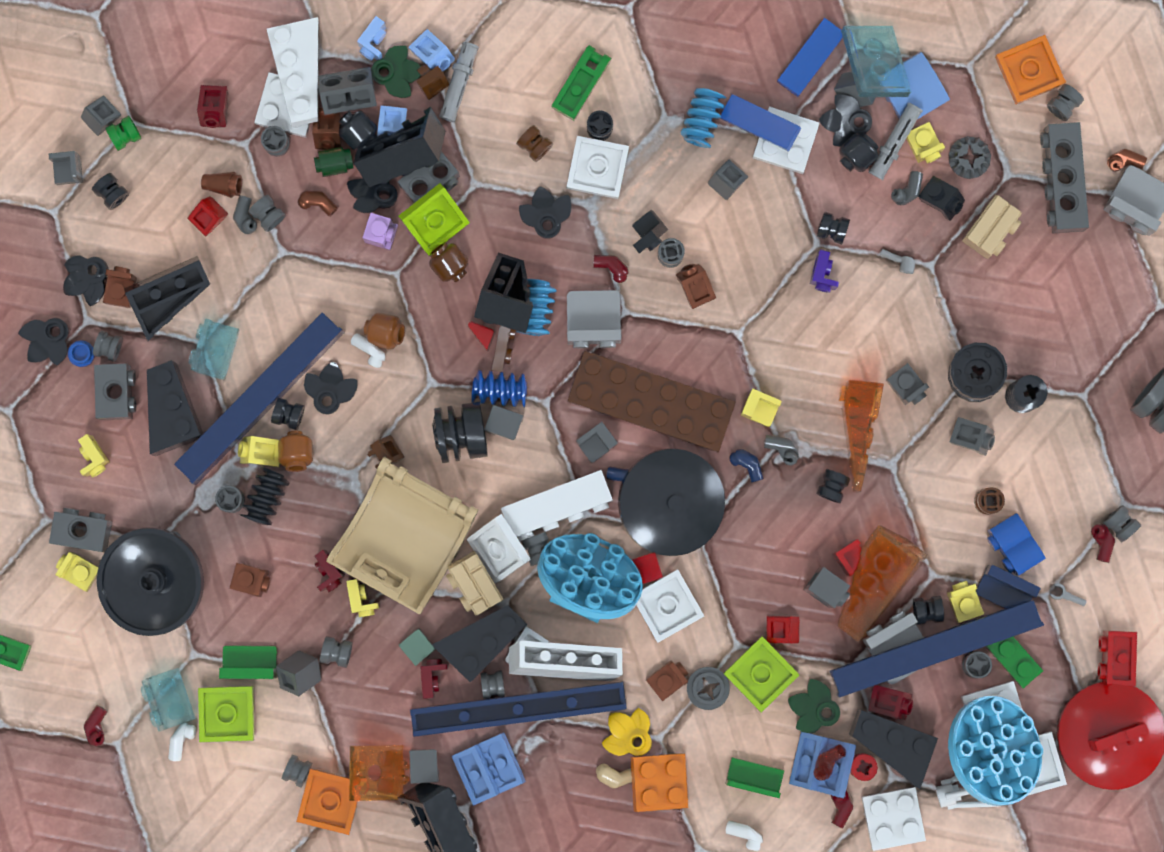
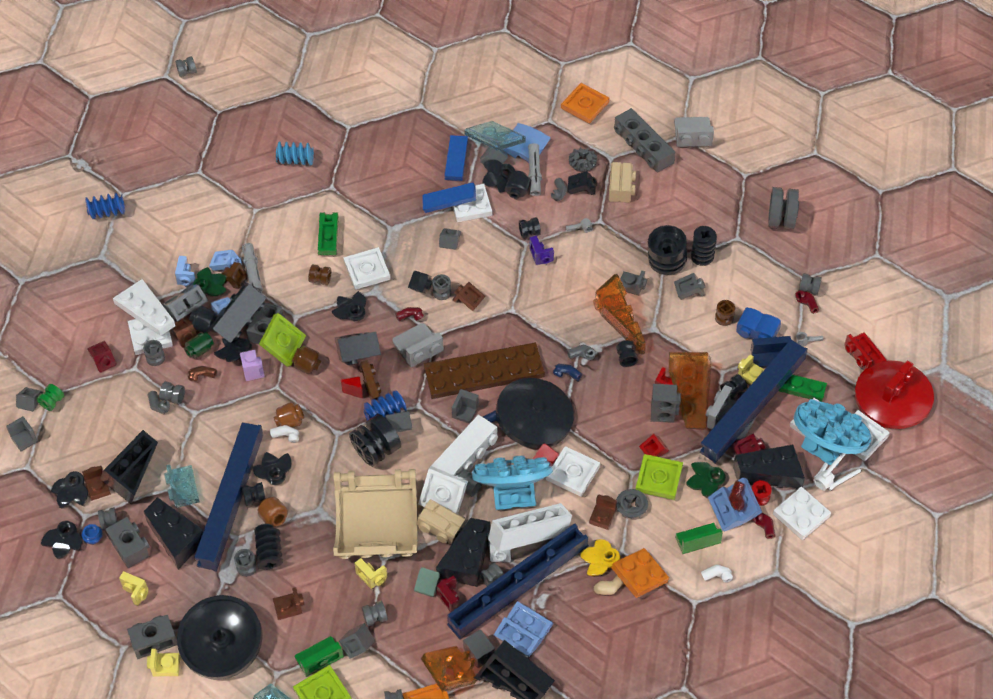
camera: 30 degrees left, 30 degrees down
(110, 191) = (59, 432): black wheel -> none
(207, 215) = (132, 417): red slope -> none
(223, 183) = (132, 392): copper cone -> none
(258, 451) = (245, 524): light yellow bracket -> none
(327, 569) = (338, 566): dark red bracket -> none
(386, 448) = (329, 479): reddish brown tile -> none
(539, 297) = (384, 362): dark azure piece -> none
(600, 121) = (353, 244): black wheel -> none
(701, 117) = (413, 212): dark azure piece -> none
(760, 407) = (553, 336): light yellow panel -> none
(925, 143) = (552, 165): light yellow bracket -> none
(980, 666) = (785, 399): dark grey wheel -> none
(1065, 102) = (615, 106): dark grey wheel -> none
(1125, 157) = (669, 117): copper arm -> none

